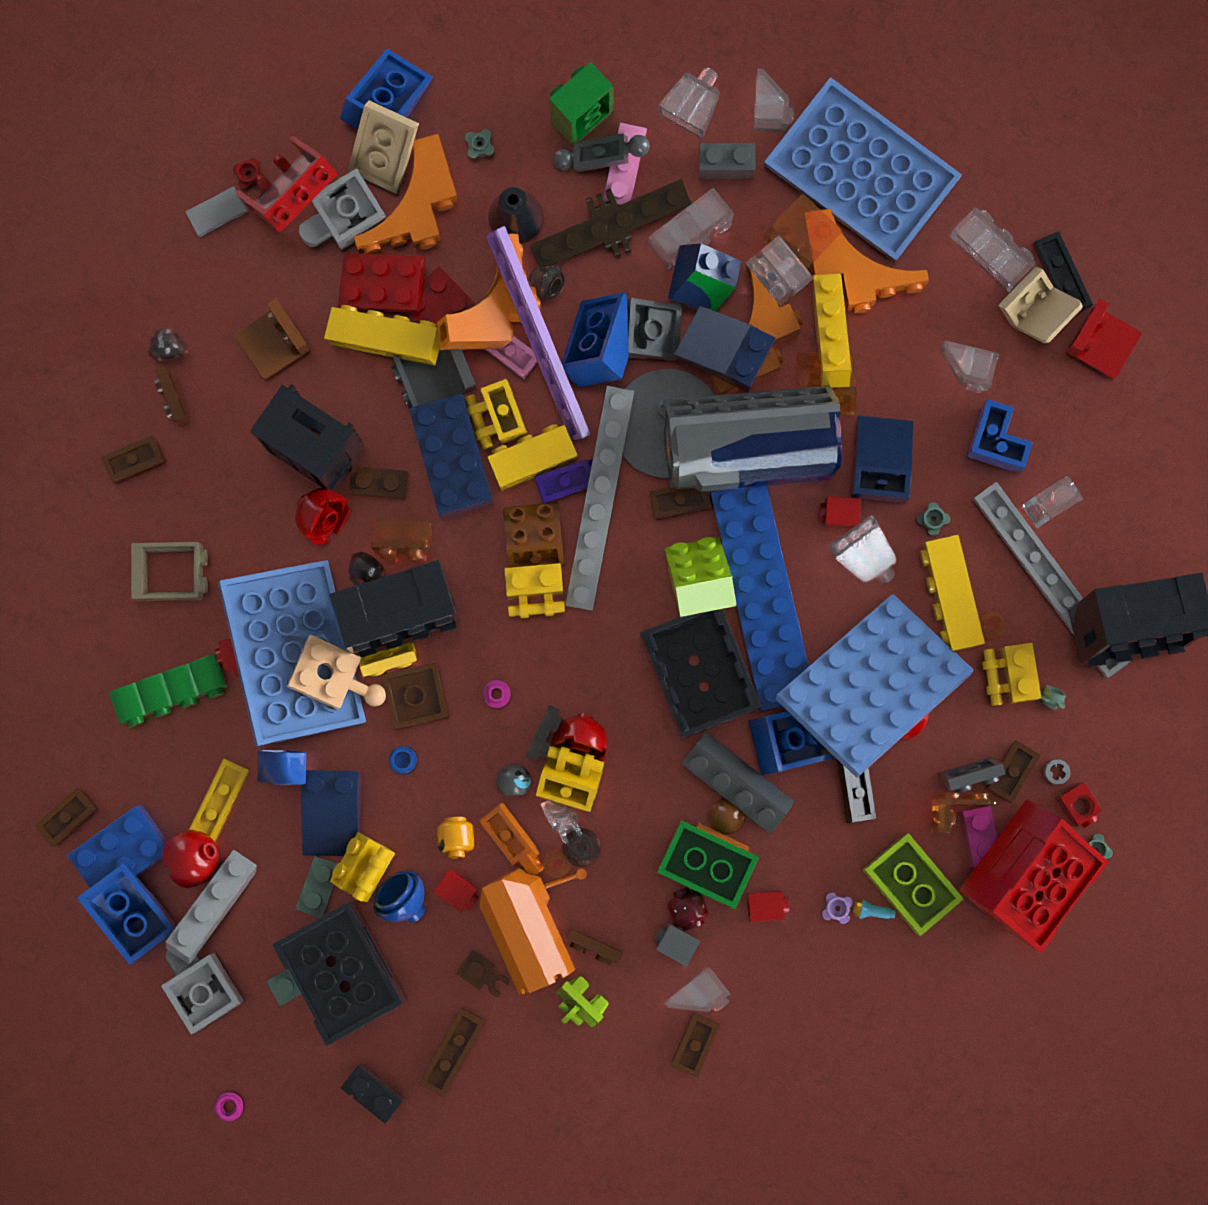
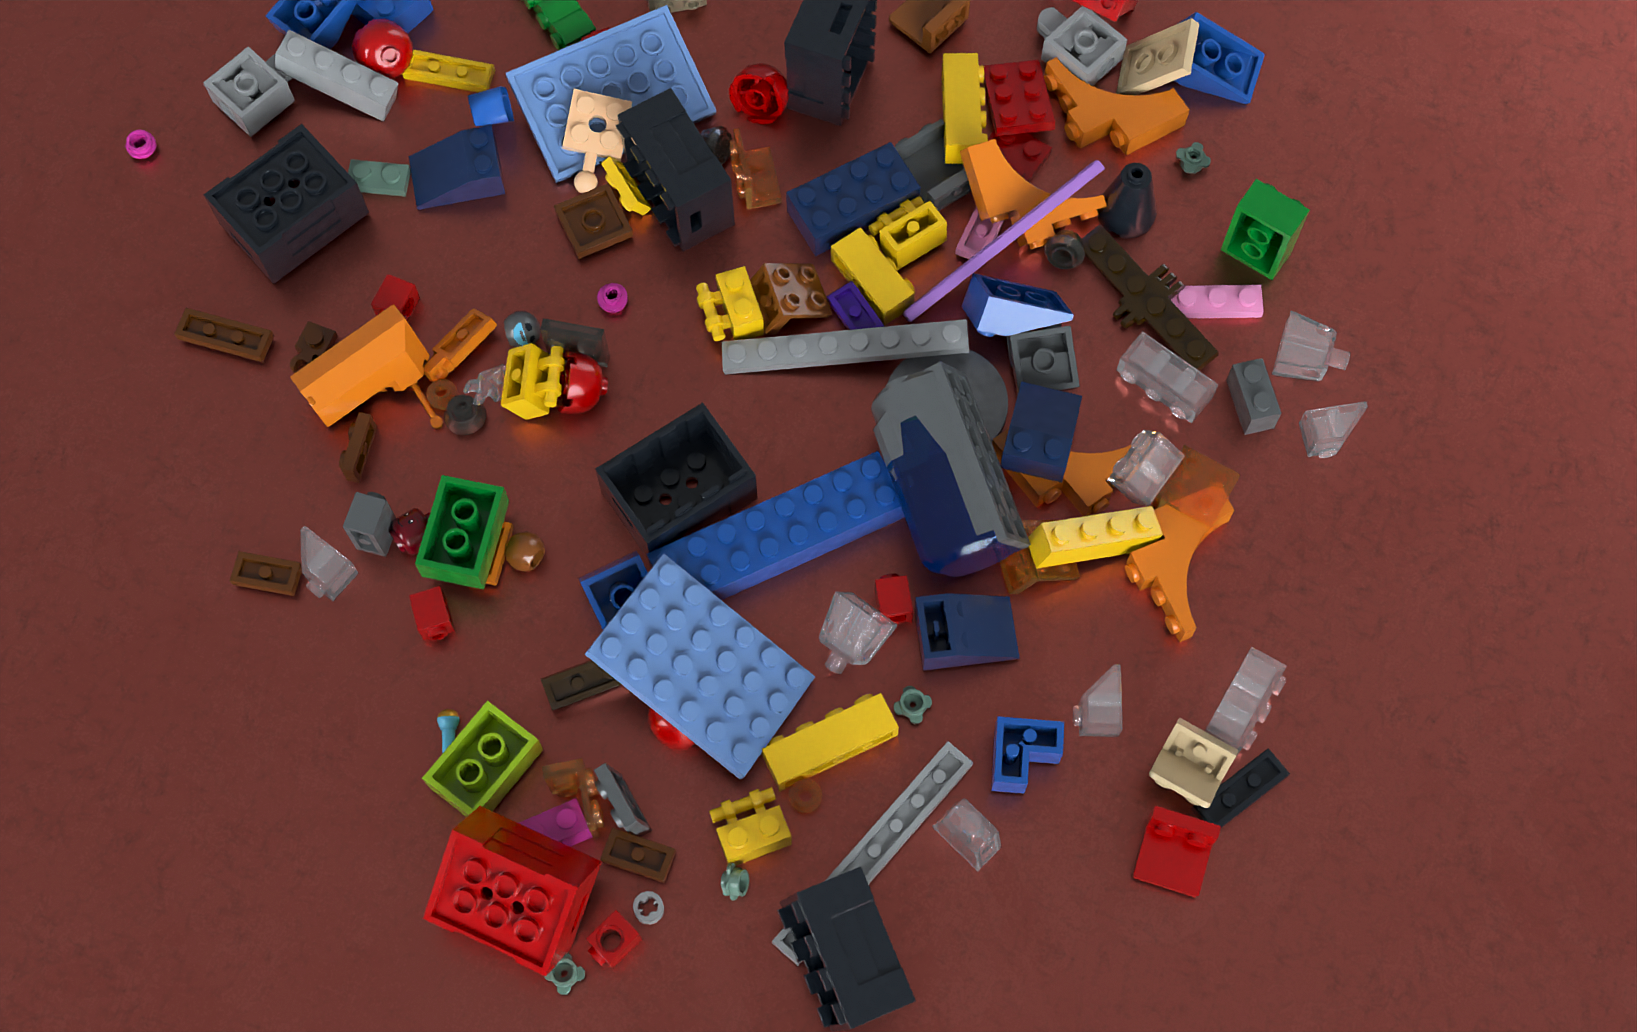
camera: 75 degrees right, 15 degrees down
(361, 867) = (402, 205): yellow brick -> none
(372, 1093) = (170, 267): black brick -> none
(378, 482) = (809, 143): reddish brown plate -> none
(400, 898) = (375, 248): blue piece -> none
(402, 760) = (524, 224): blue plate -> none
(455, 837) = (451, 287): light orange head -> none
(577, 1007) = (304, 436): lime hips -> none
(601, 152) = (1221, 269): dark grey plate -> none
(675, 501) = (859, 425): reddish brown plate -> none
(700, 576) = (778, 452): lime brick -> none
(703, 276) = (1114, 395): dark blue slope -> none
(738, 782) = (563, 552): dark grey brick -> none
(841, 915) = (437, 686): lavender plate -> none
(862, 169) = (1290, 543): medium blue plate -> none

